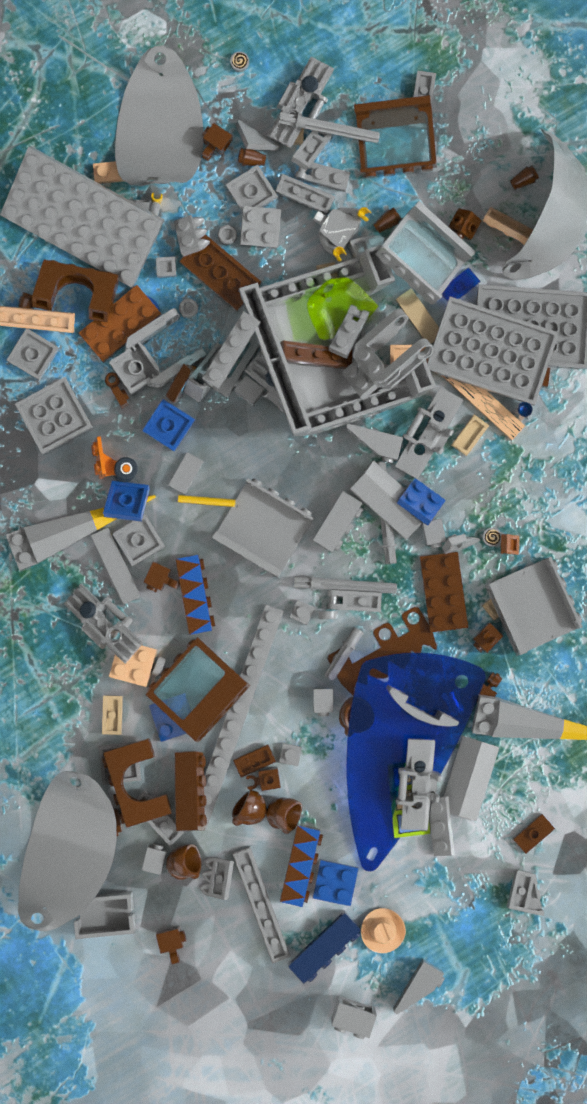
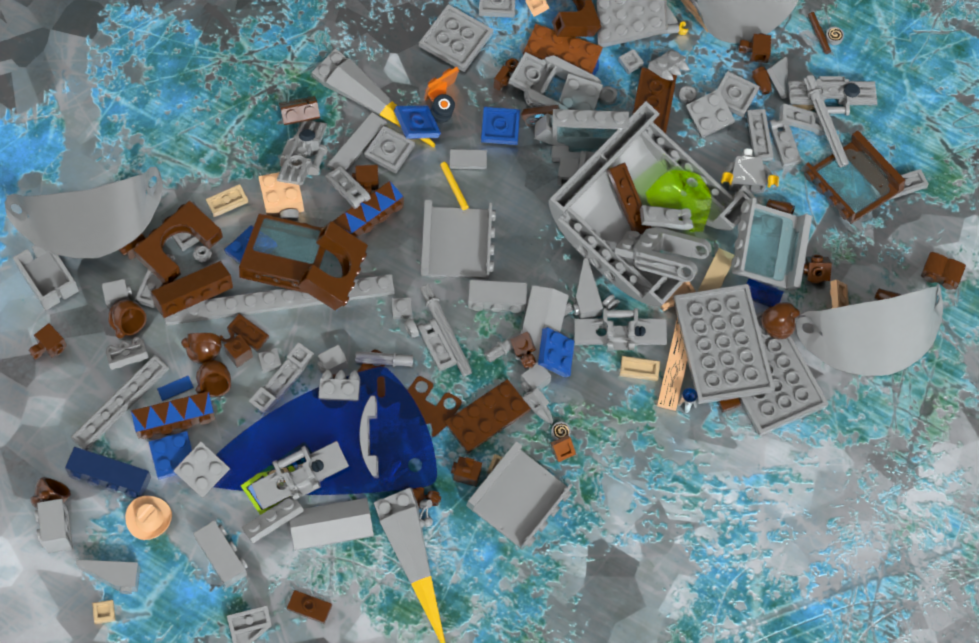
camera: 55 degrees right, 20 degrees down
(56, 603) = (299, 110): none -> brick
(154, 768) = (202, 258): none -> light grey plate
(161, 600) = (347, 187): none -> light grey plate
(179, 336) = (580, 93): none -> light grey plate
(229, 73) = (819, 33): none -> reddish brown piece
(231, 632) = (350, 254): none -> reddish brown arch
(271, 853) = (175, 388): none -> blue sticker
(316, 754) = (283, 379): none -> light grey slope
(319, 1006) = (48, 490): none -> reddish brown piece
(360, 711) = (340, 387): none -> light grey plate
(365, 865) = (201, 469): none -> light grey plate
(397, 426) = (610, 302): none -> light grey bush
(402, 527) = (523, 346): none -> reddish brown plate
(446, 1007) = (104, 612): none -> tan tile
(449, 885) = (221, 553): none -> light grey brick
(497, 289) = (780, 320): none -> reddish brown piece
(511, 694) = (425, 504): none -> light grey piece
(523, 114) = (943, 271): none -> reddish brown brick

